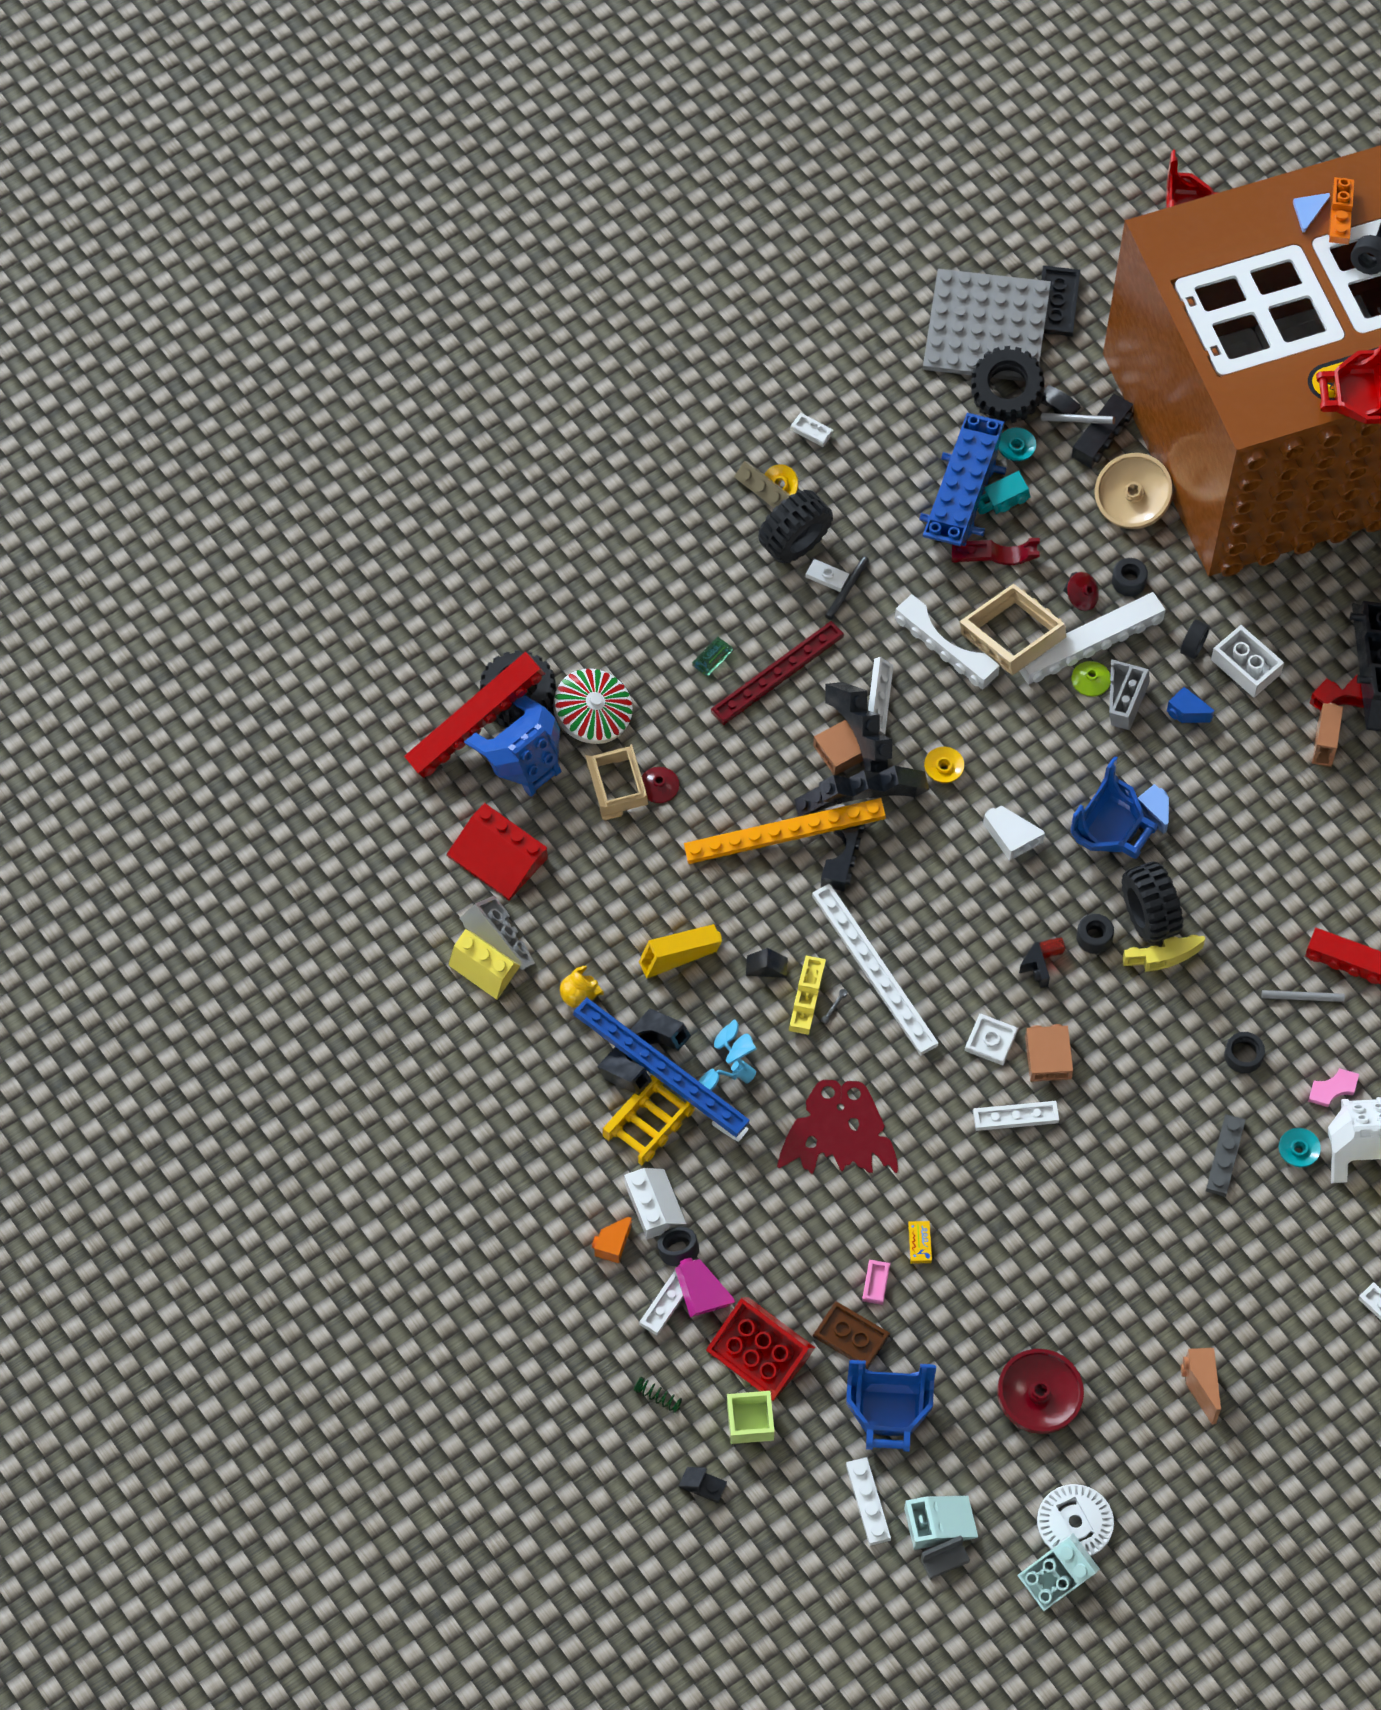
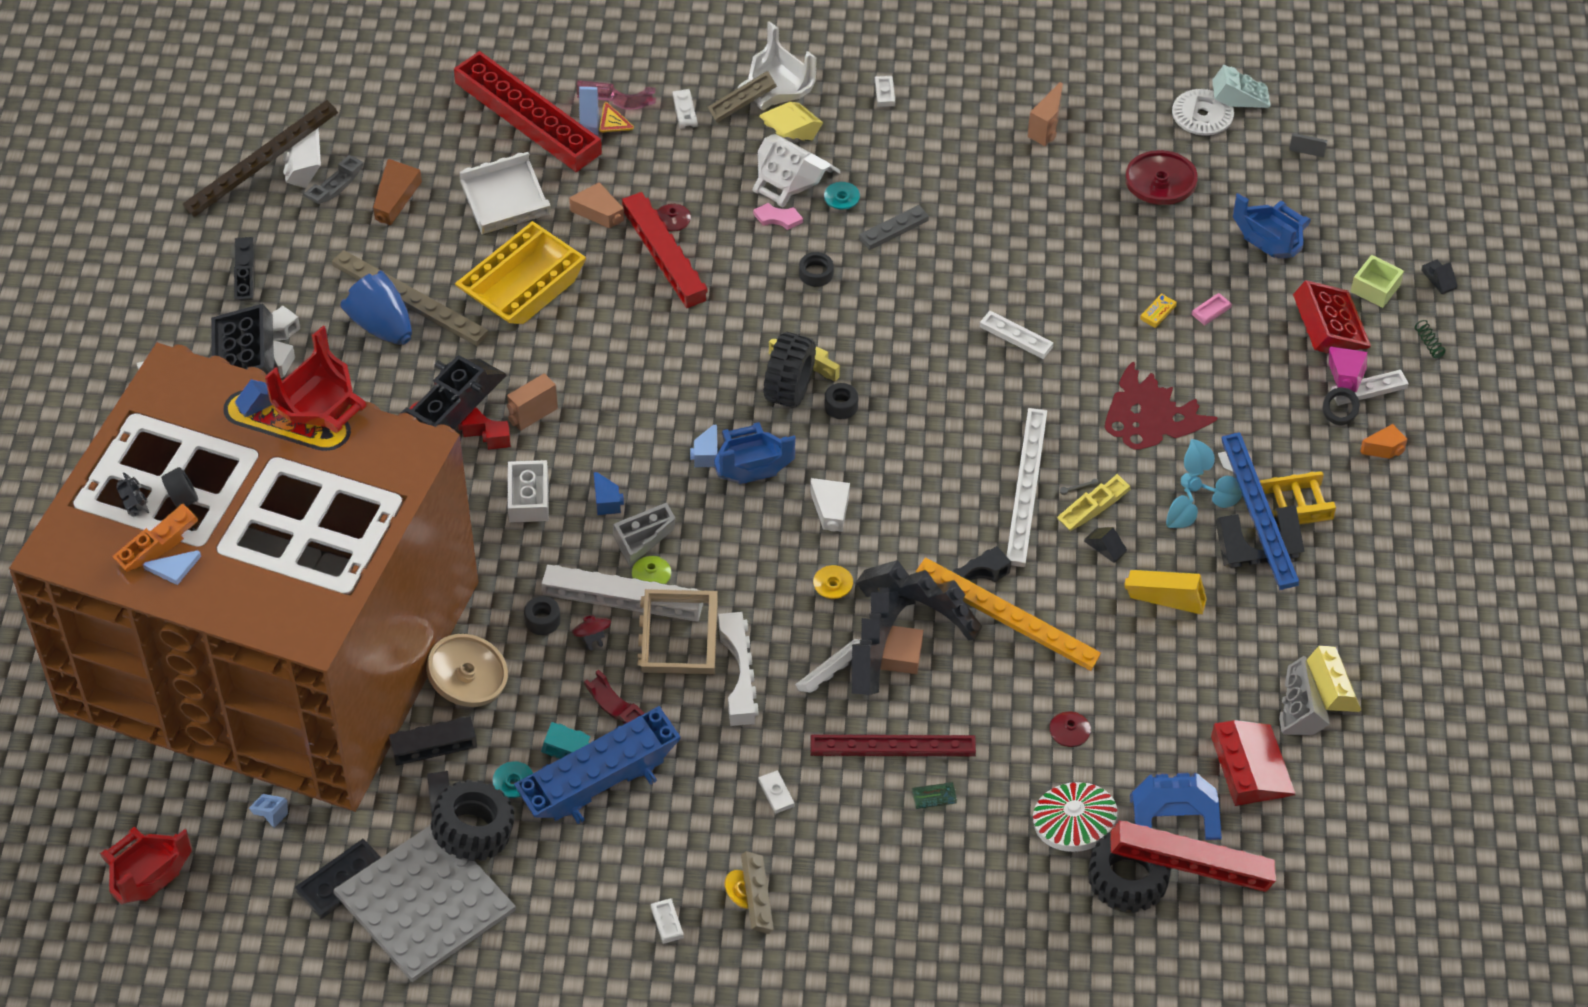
camera: 140 degrees left, 10 degrees down
(577, 988) = (1271, 613): yellow hair -> none
(614, 808) = (1088, 766): tan piece -> none
(654, 1201) = (1333, 447): white slope -> none
(795, 526) = (777, 819): black tyre -> none
(847, 587) = (780, 767): black bar -> none
(851, 1334) = (1258, 292): reddish brown tile -> none
(868, 1501) = (1331, 202): white plate -> none
(939, 1519) = (1296, 159): light aqua slope -> none
(991, 1039) = (984, 392): white tile -> none
(1035, 962) = (906, 412): black slope -> none
(1049, 1053) = (954, 353): nougat brick -> none
(1052, 947) = (881, 415): clear red piece -> none
(1078, 418) = (442, 751): light grey bar -> none
(1195, 639) = (551, 538): black tyre -> none
(1312, 996) = (739, 279): light grey bar -> none

